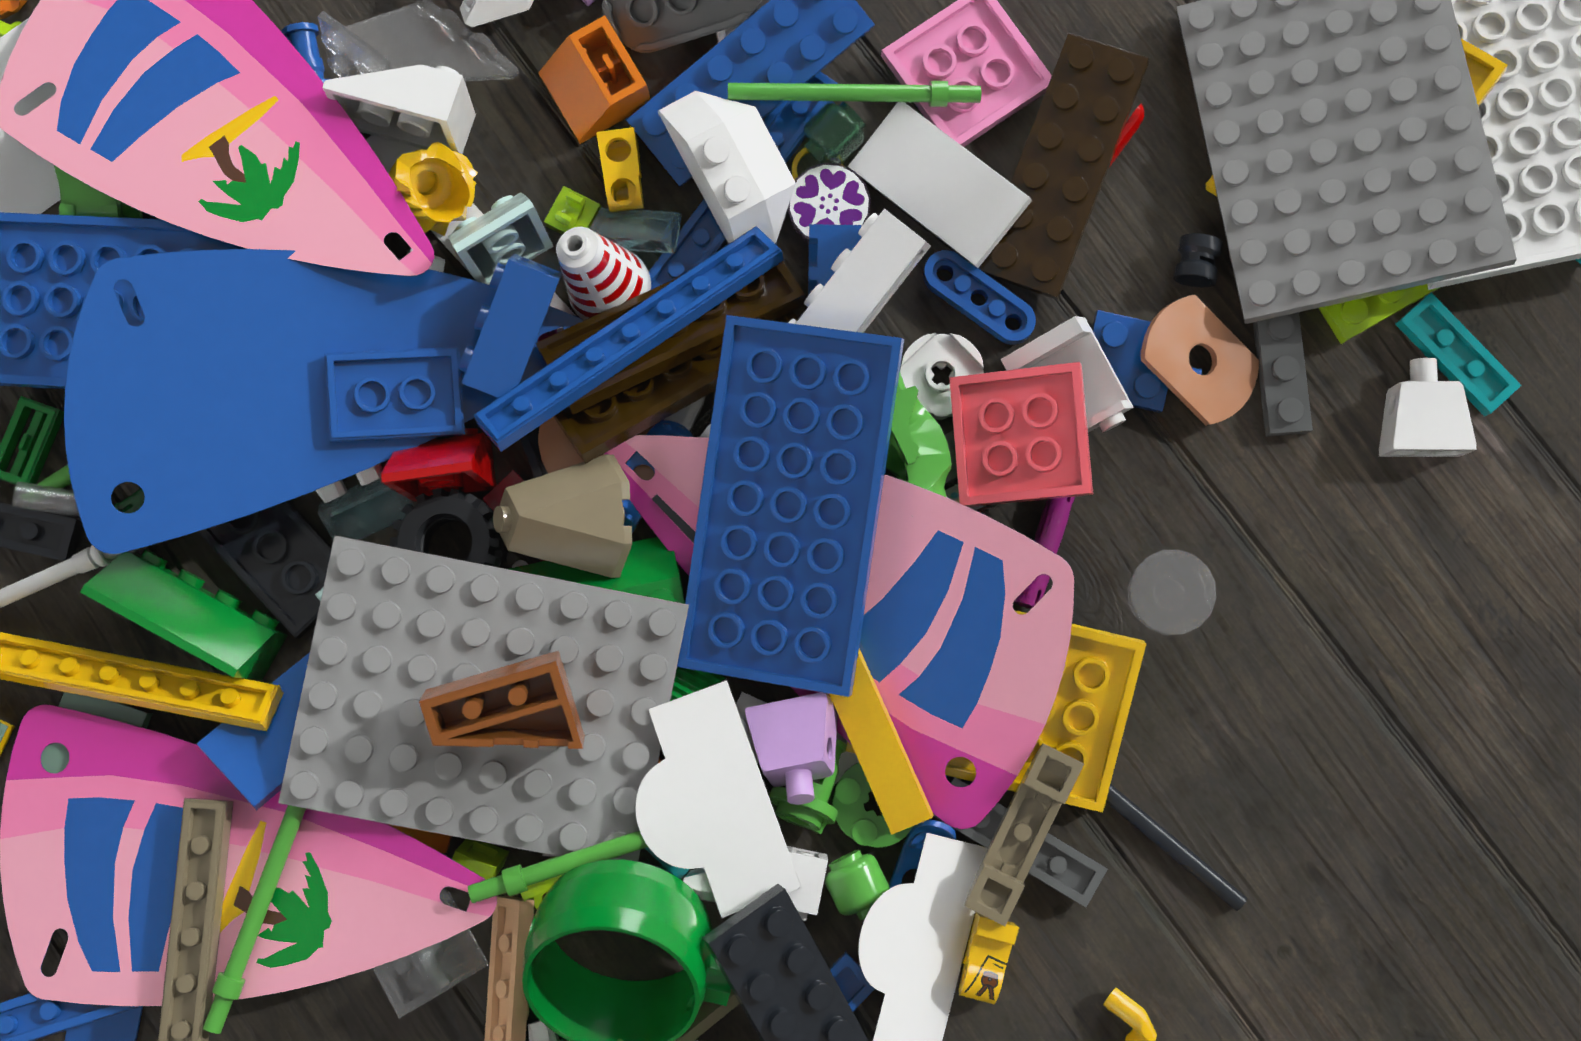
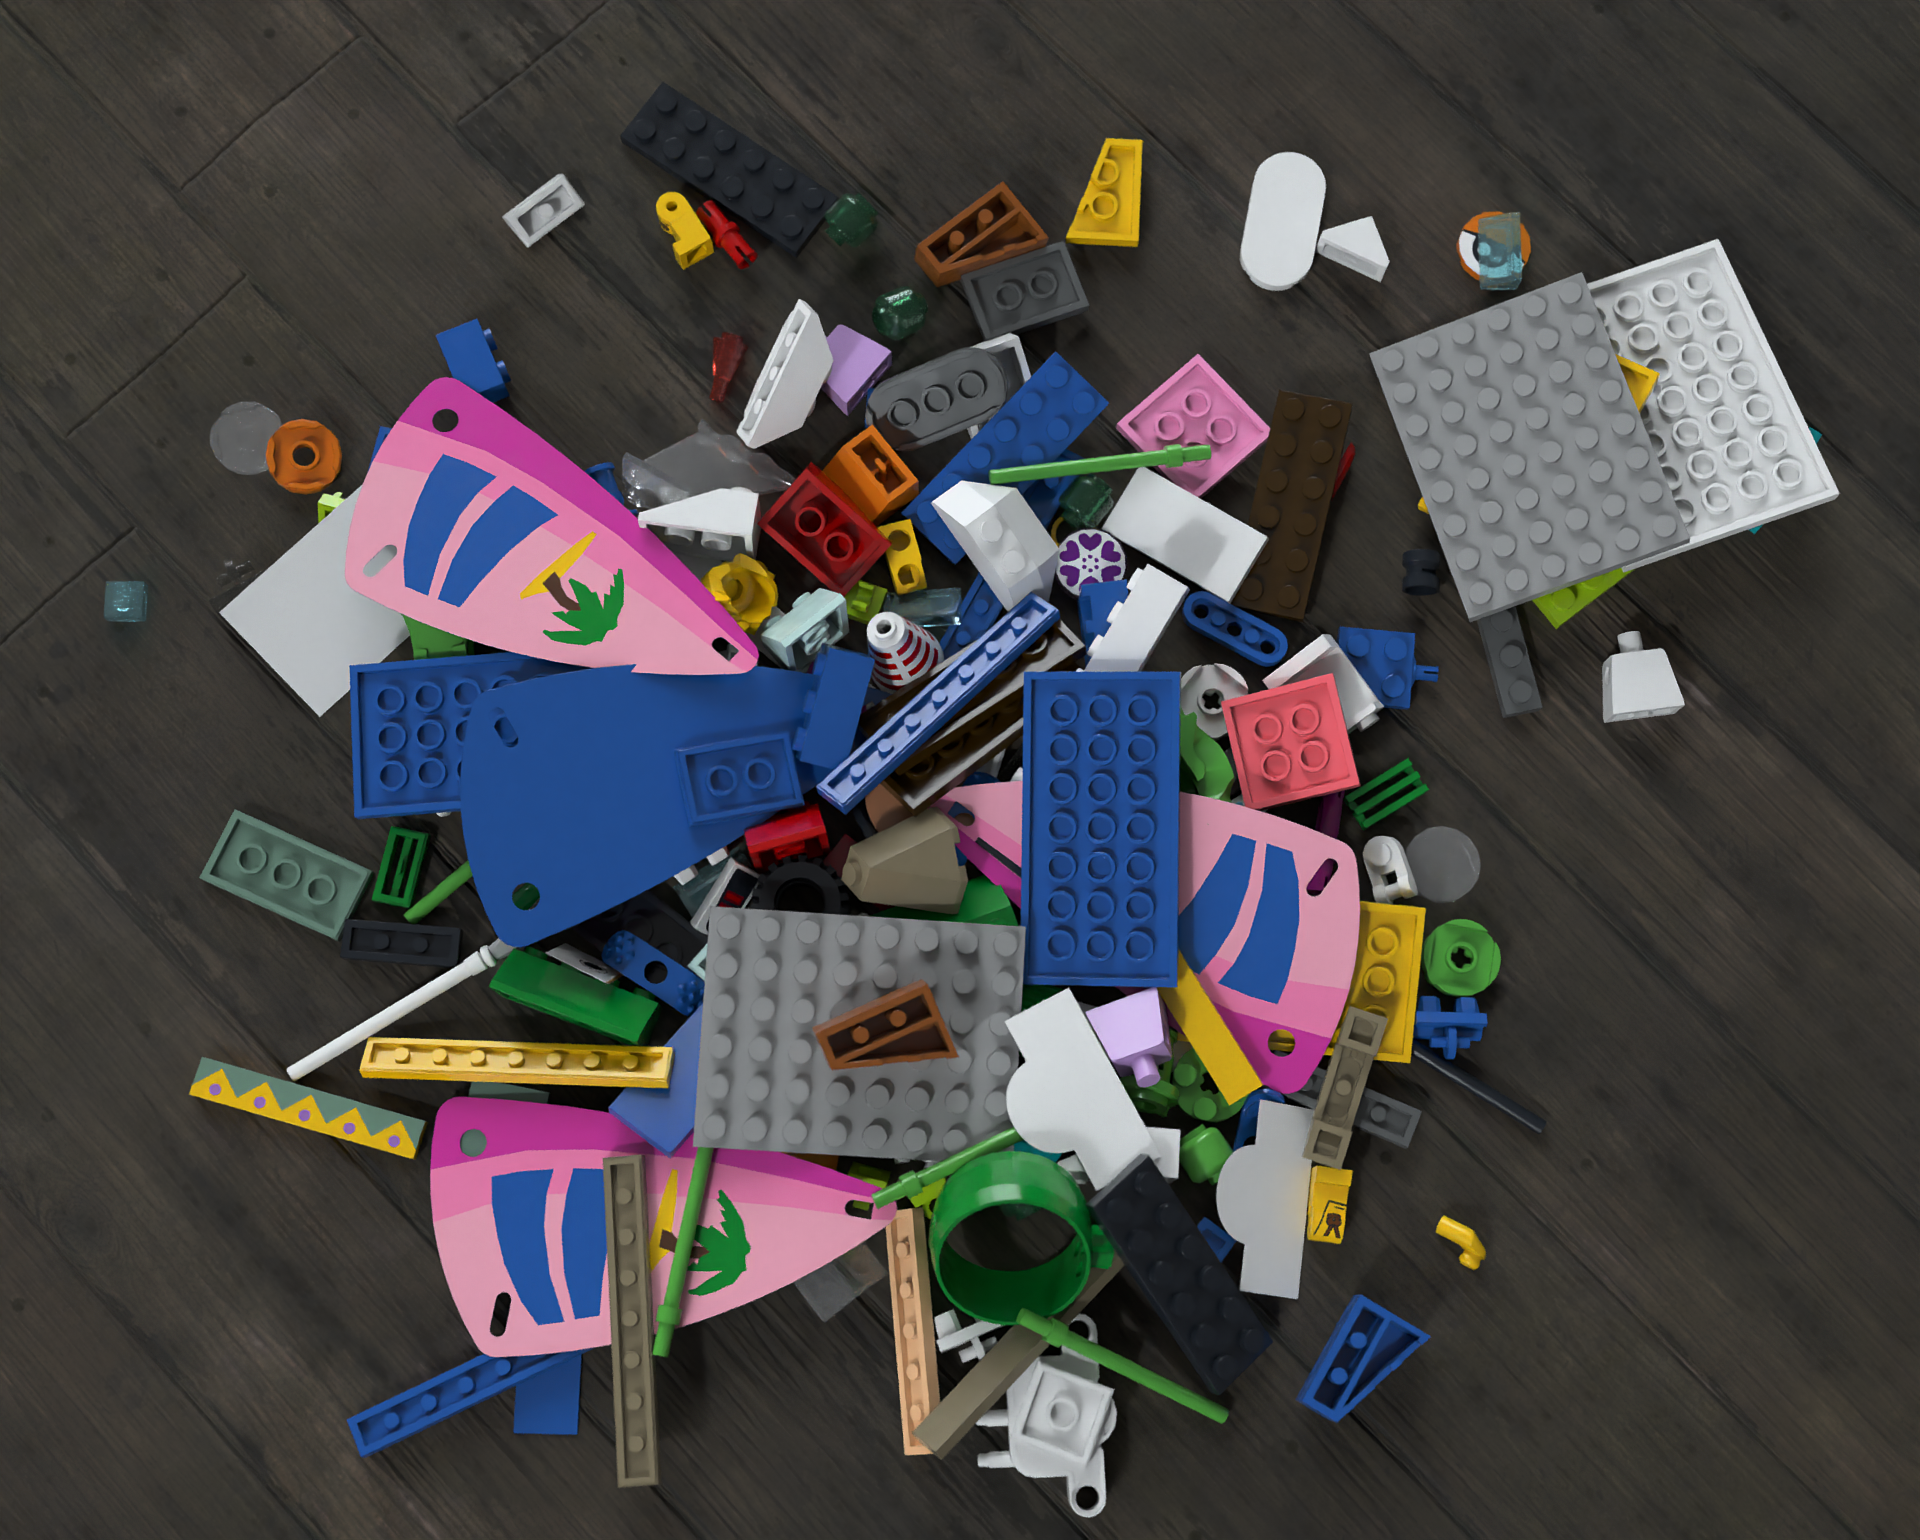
camera: 15 degrees left, 5 degrees down
(45, 499) = (436, 914): clear axle -> none
(203, 577) = (585, 963): none -> white sticker
(251, 578) = (631, 955): none -> blue piece
(375, 517) = (730, 890): none -> slope
(536, 127) = (825, 530): none -> red slope
(1111, 575) = (1382, 857): none -> white plate
(1153, 781) = (1449, 1029): none -> blue hips
(1154, 490) = (1412, 778): none -> green tile
(1167, 352) = (1405, 656): nougat piece -> none
(1198, 688) = (1477, 945): none -> bright green plate
(1458, 354) = (1658, 625): teal plate -> none

